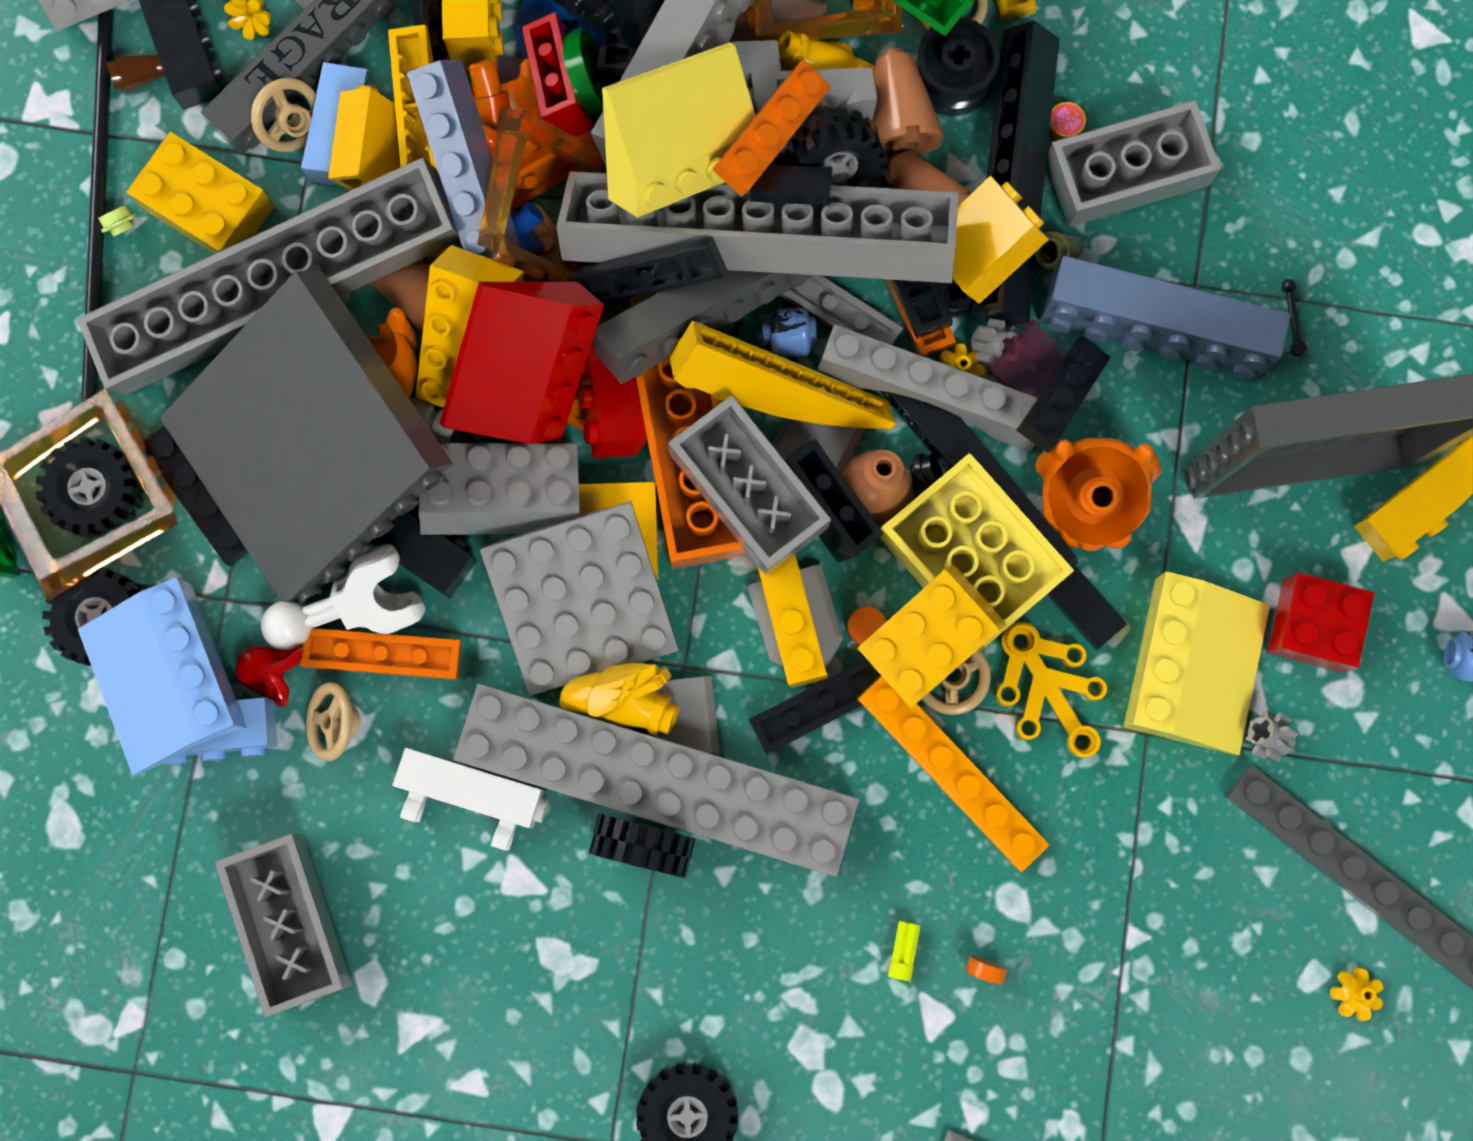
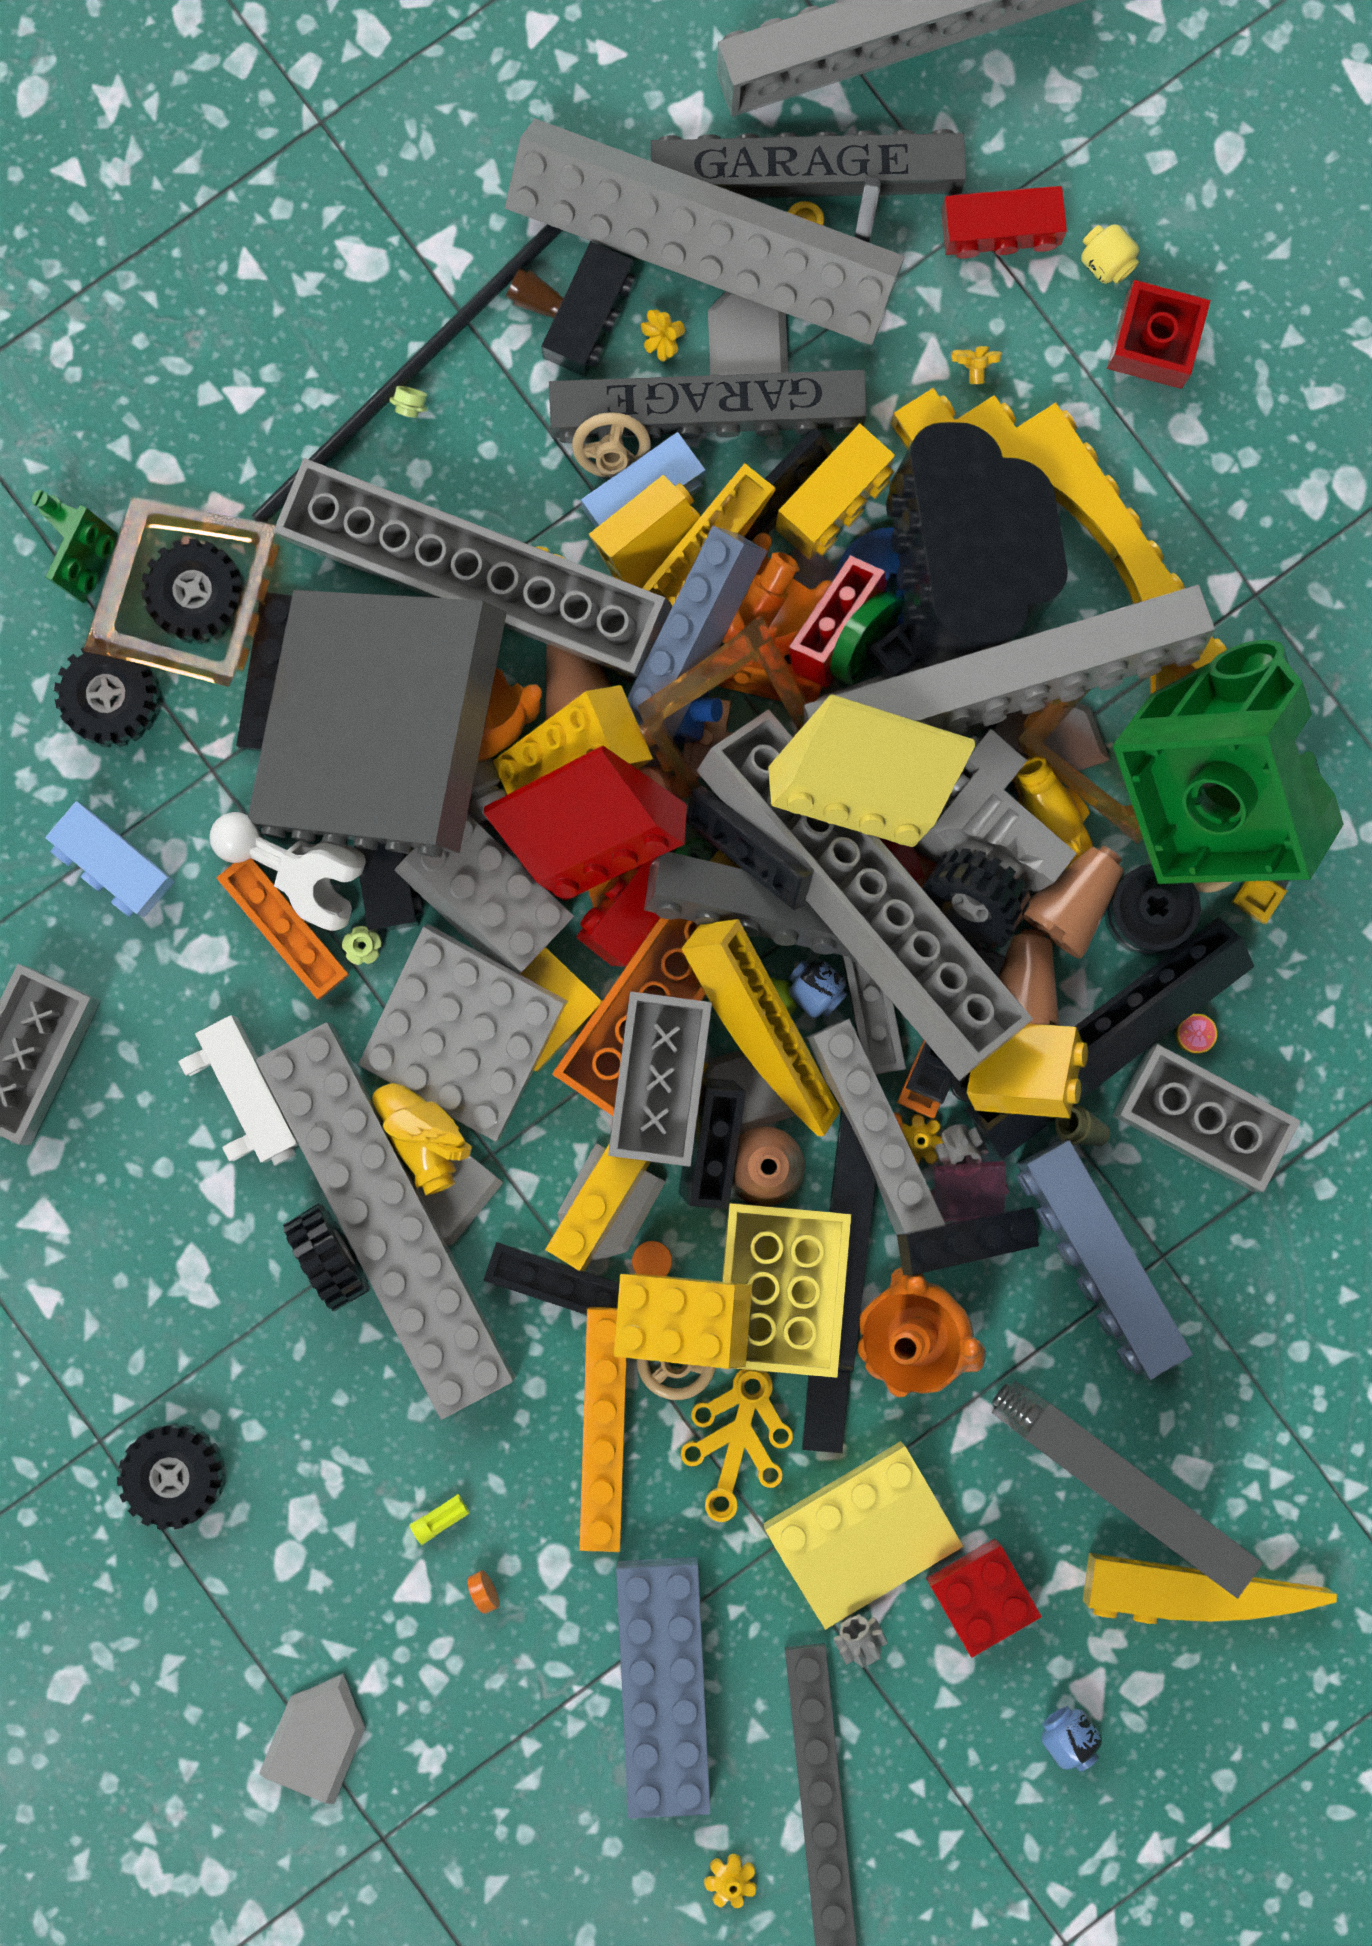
camera: 40 degrees right, 5 degrees up
(160, 675) = (109, 789): light blue piece -> none
(199, 196) = (485, 447): yellow brick -> none
(263, 668) = (190, 853): red piece -> none
(337, 722) = (201, 946): tan piece -> none
(457, 620) = (369, 953): none -> yellowish green plate
(771, 128) = (944, 832): orange plate -> none
(793, 185) = (915, 888): black tile -> none
(925, 470) = (811, 1192): black plate -> none
(1177, 907) = (662, 1687): none -> sand blue brick
(1298, 346) = (1189, 1380): black hinge -> none

